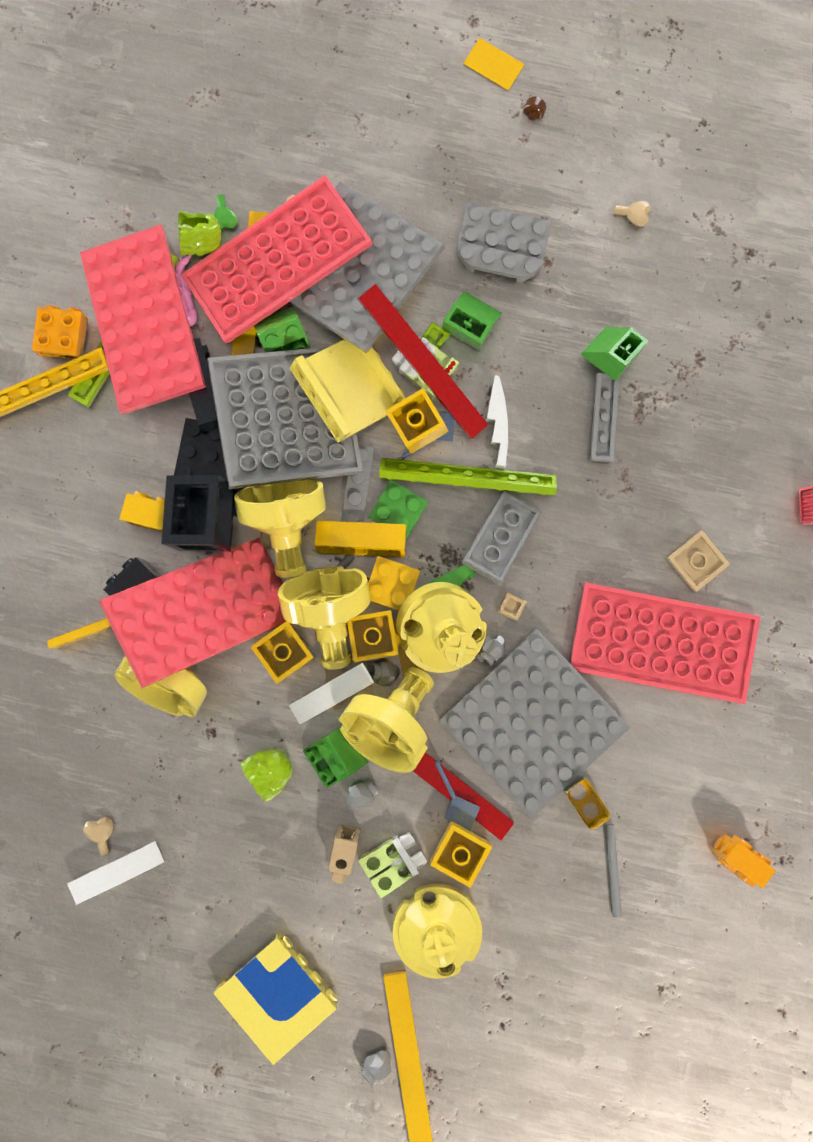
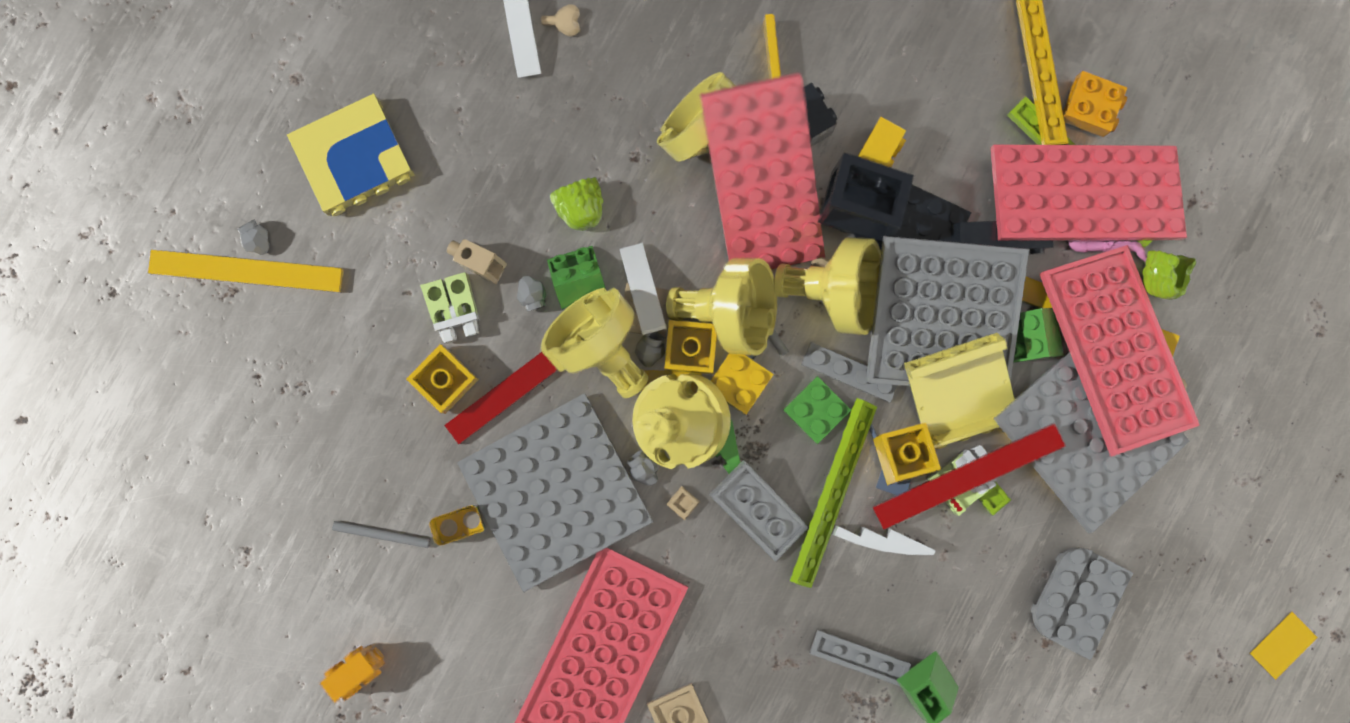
camera: 105 degrees right, 0 degrees up
(224, 215) = (1181, 307): bright green rock -> none
(282, 652) = (698, 250): yellow brick -> none
(360, 538) = (796, 361): yellow brick -> none
(437, 931) = (371, 334): light yellow piece -> none
(460, 810) = (487, 390): sand blue piece -> none
(471, 320) = (1002, 542): bright green slope -> none
(534, 108) = (1222, 677): reddish brown piece -> none

